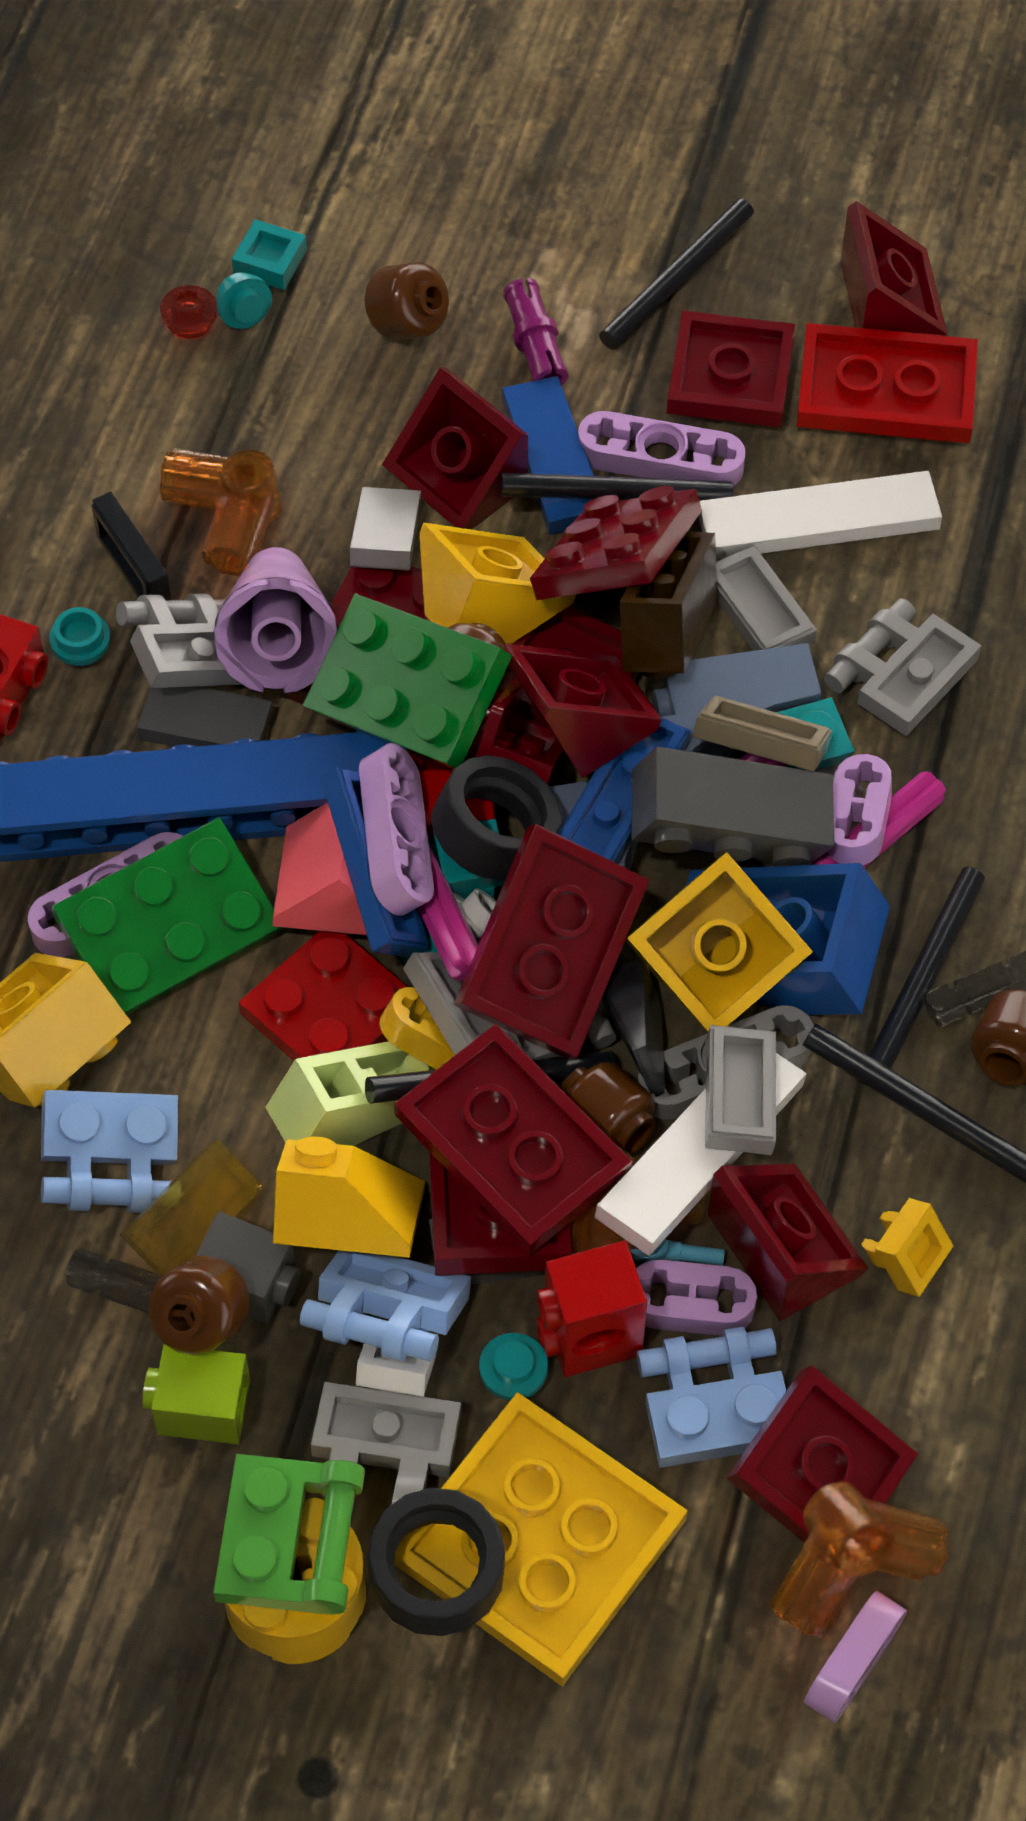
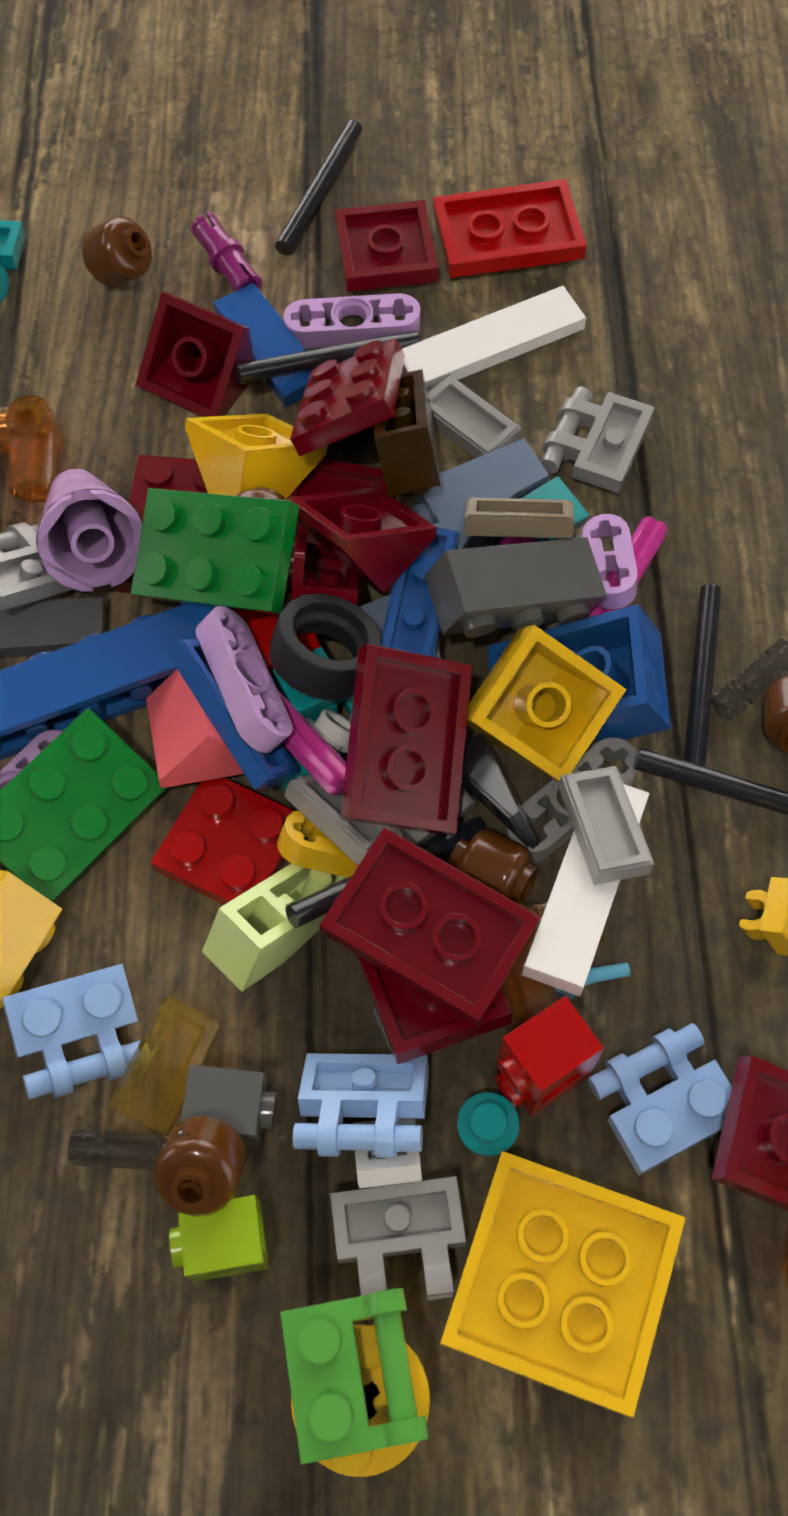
camera: 15 degrees left, 5 degrees up
(344, 1199) = (300, 1024): yellow slope -> none
(385, 528) = (154, 433): light grey tile -> none
(422, 1509) = (540, 1337): black tyre -> none
(693, 1296) = (622, 997): lavender beam -> none
(782, 1235) = (672, 938): dark red slope -> none
(888, 277) = (477, 149): dark red slope -> none

